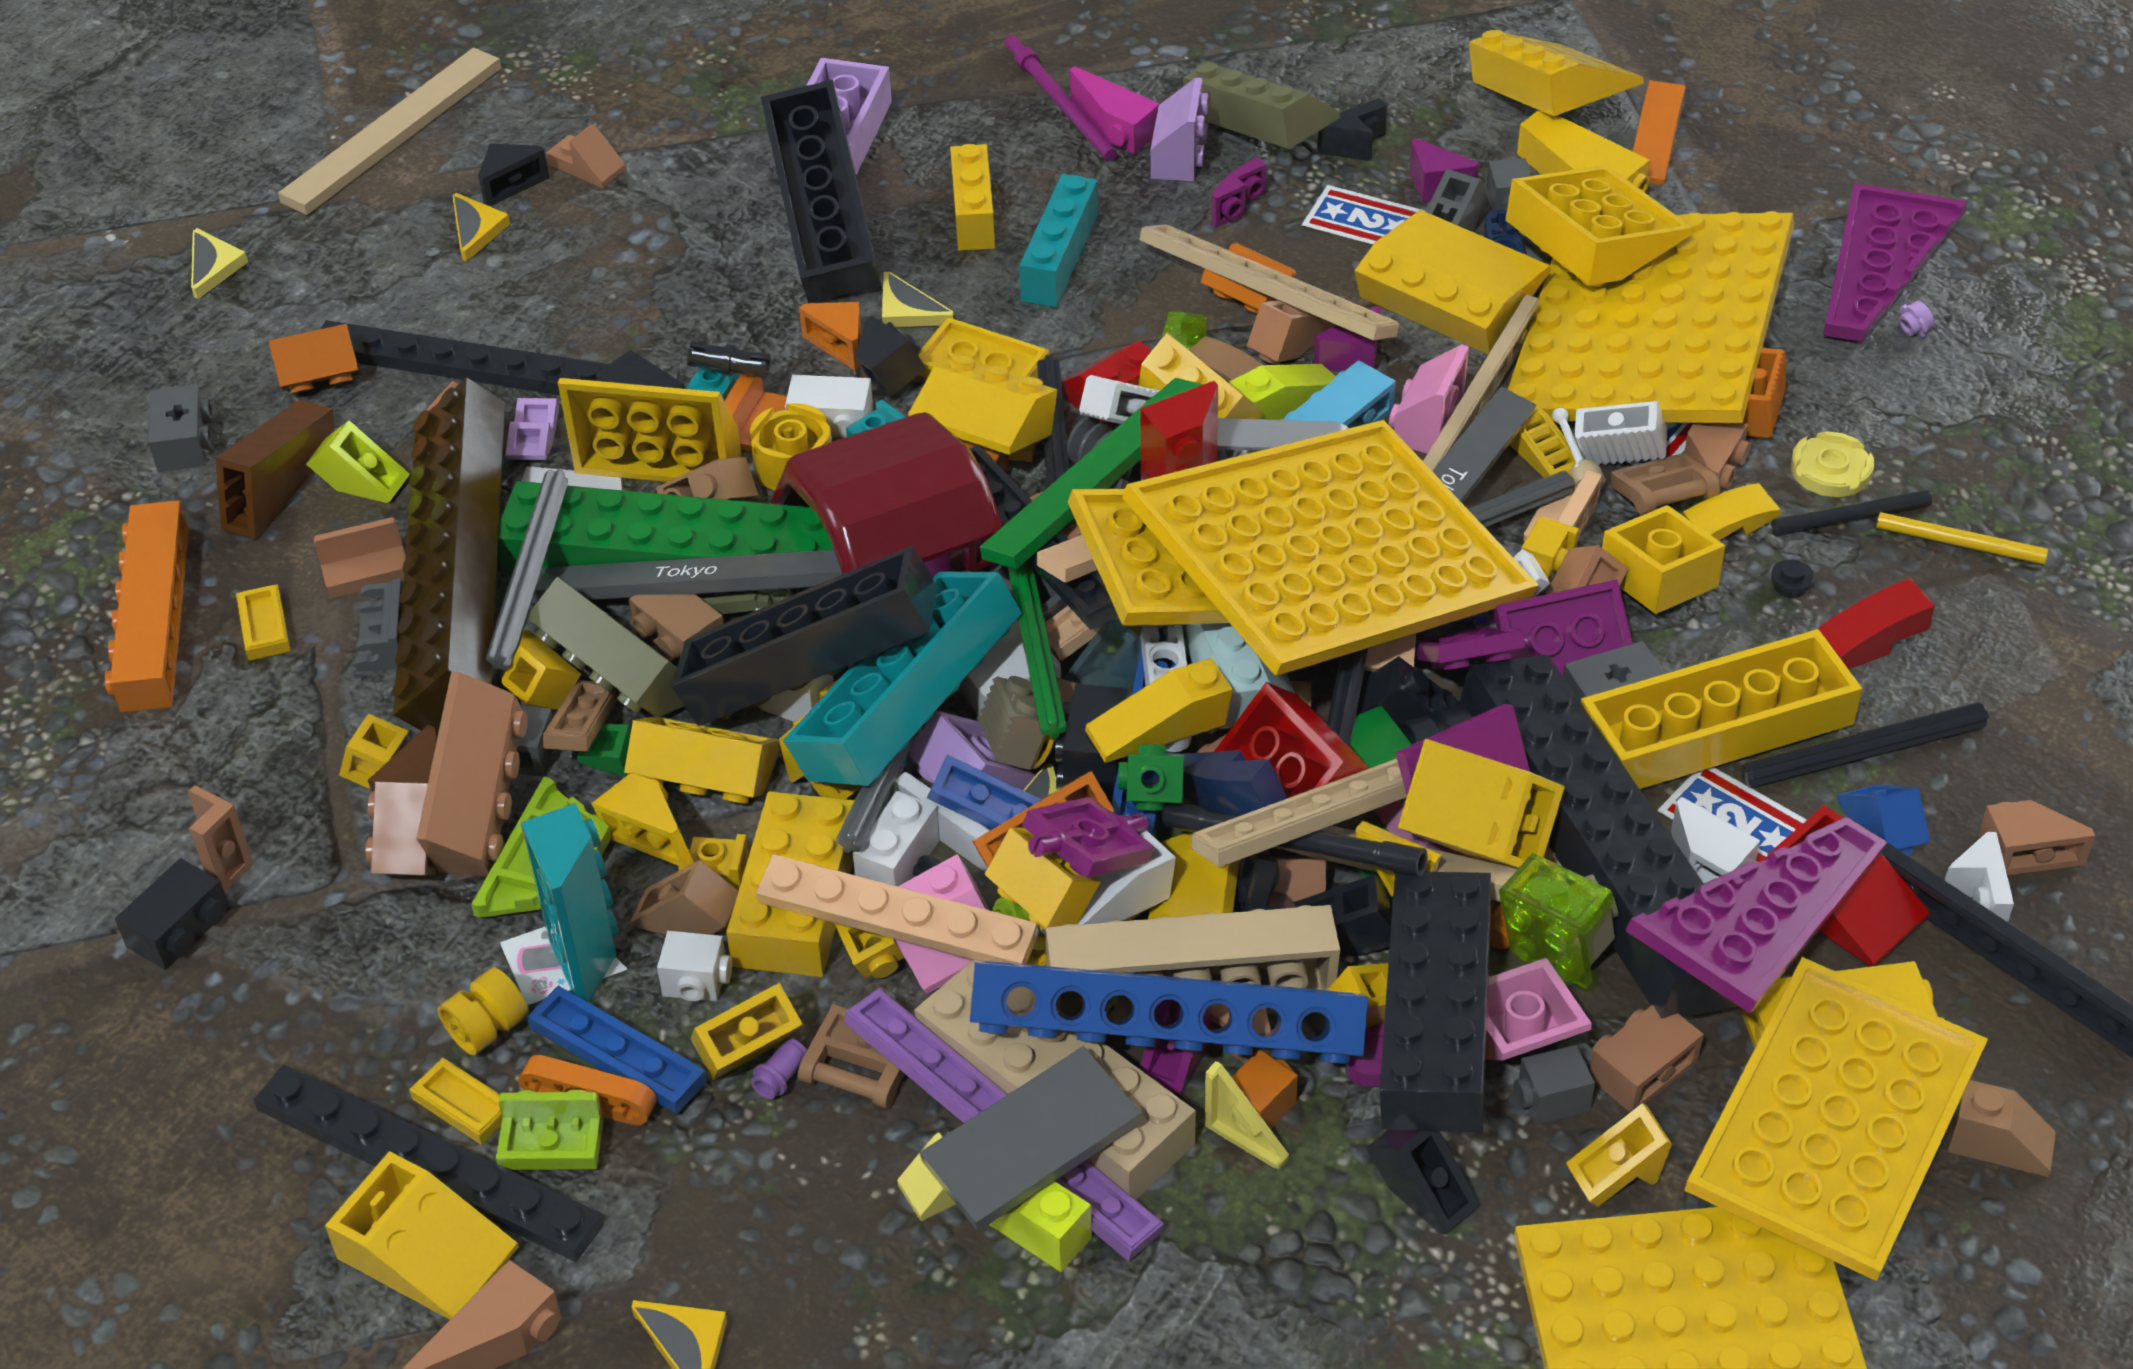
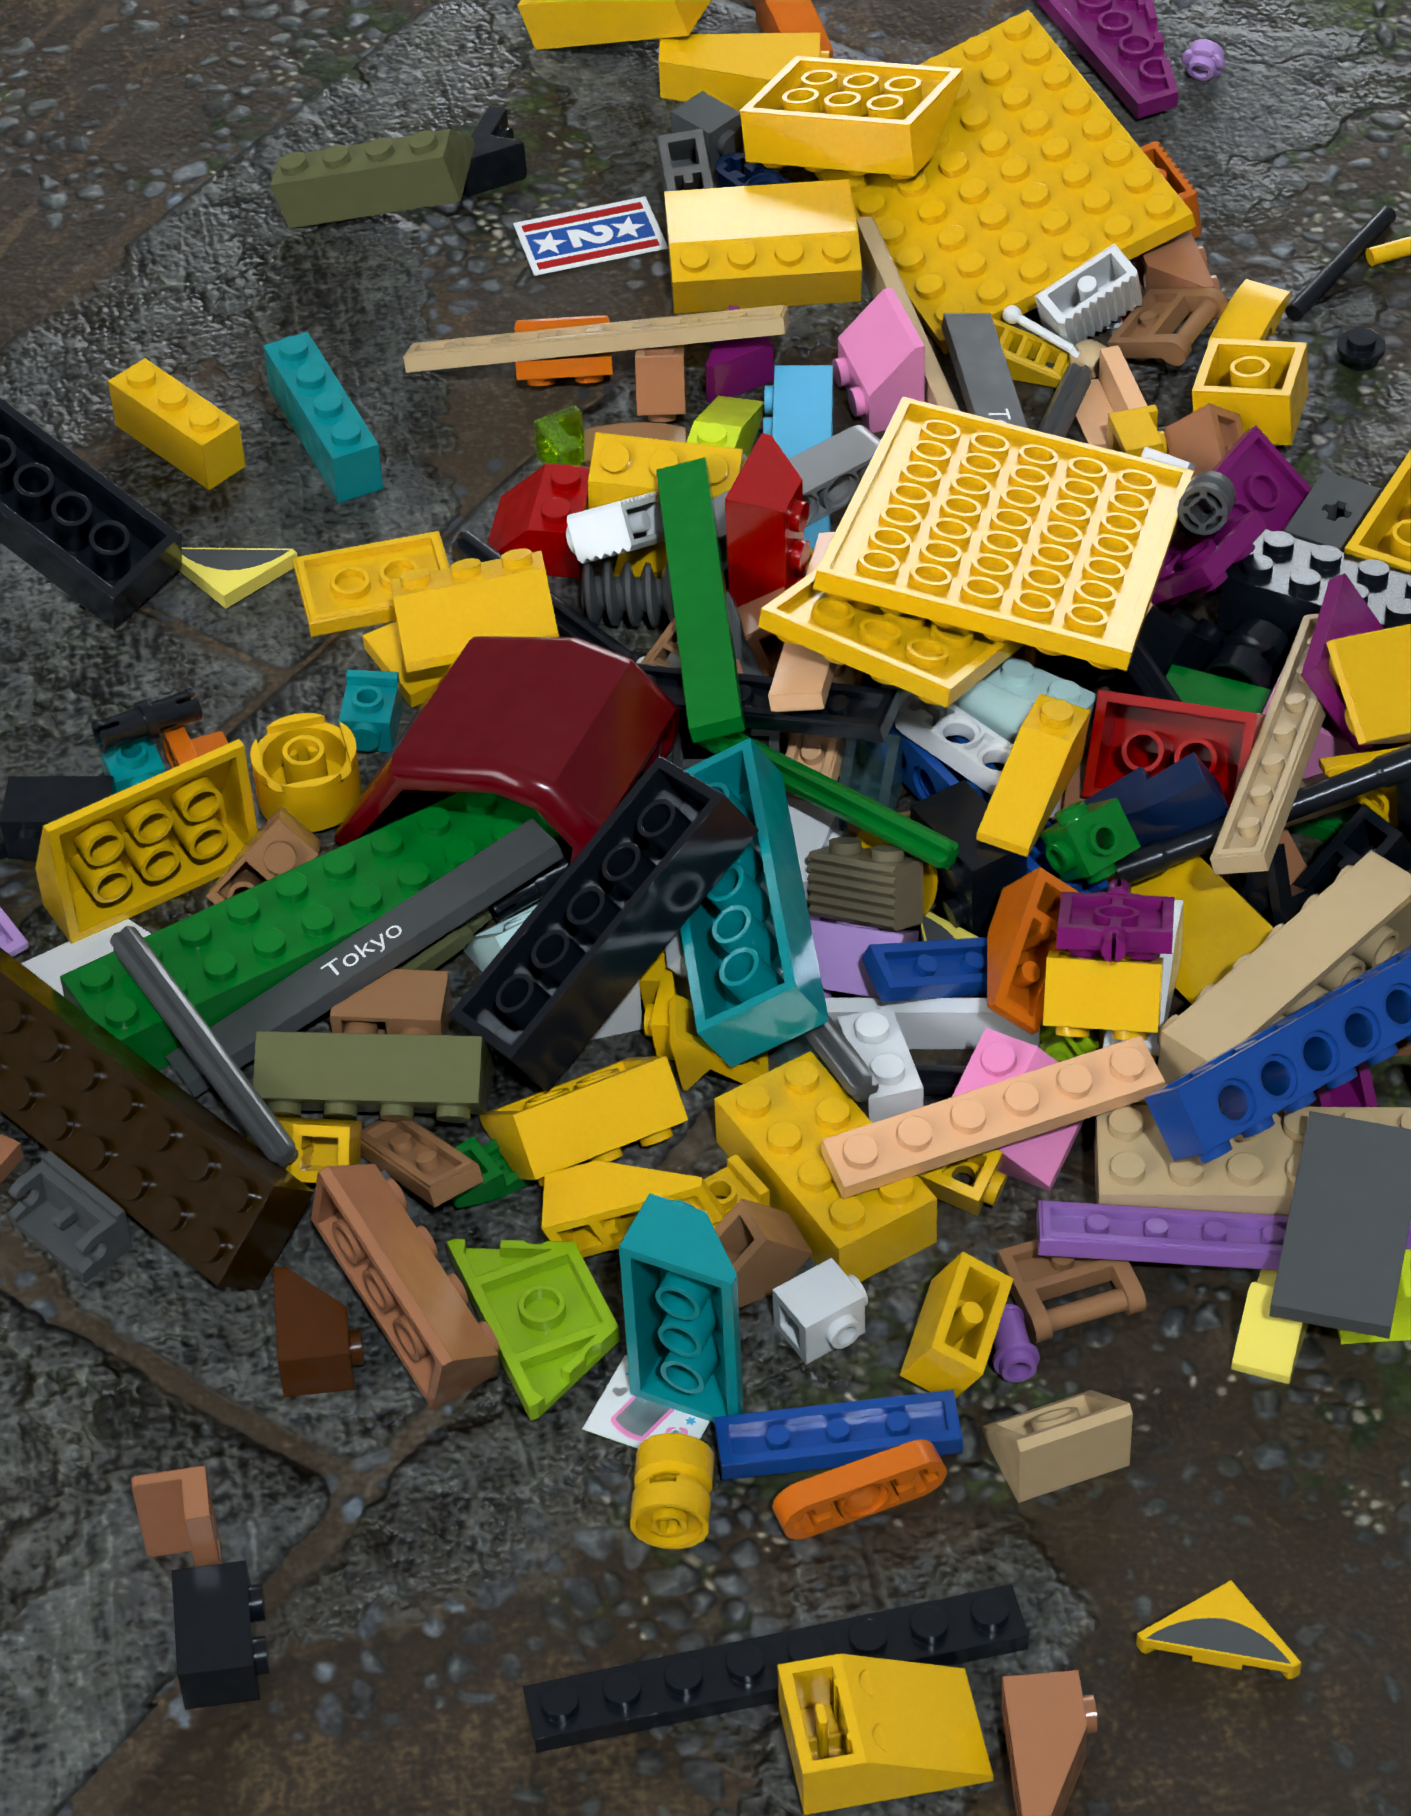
camera: 40 degrees left, 0 degrees up
(371, 748) = (232, 1339): yellow brick -> none
(396, 820) = (381, 1379): nougat brick -> none
(459, 1100) = (740, 1590): yellow tile -> none
(549, 1130) = (874, 1549): lime bracket -> none
(730, 1149) = (1061, 1443): none -> tan slope
(833, 329) = (195, 635): orange slope -> none
(839, 398) = (290, 691): white brick -> none
(888, 356) = (292, 626): black slope -> none
(1029, 62) = (54, 258): magenta bar -> none
(1117, 113) = (212, 260): dark pink slope -> none
(1180, 134) = (325, 243): lavender slope -> none
(1236, 189) = (447, 264): magenta slope -> none
(1430, 163) = (618, 150): magenta slope -> none
(1503, 607) = (1210, 492): none -> dark grey wheel
(1832, 464) = (1276, 230): light yellow tile -> none

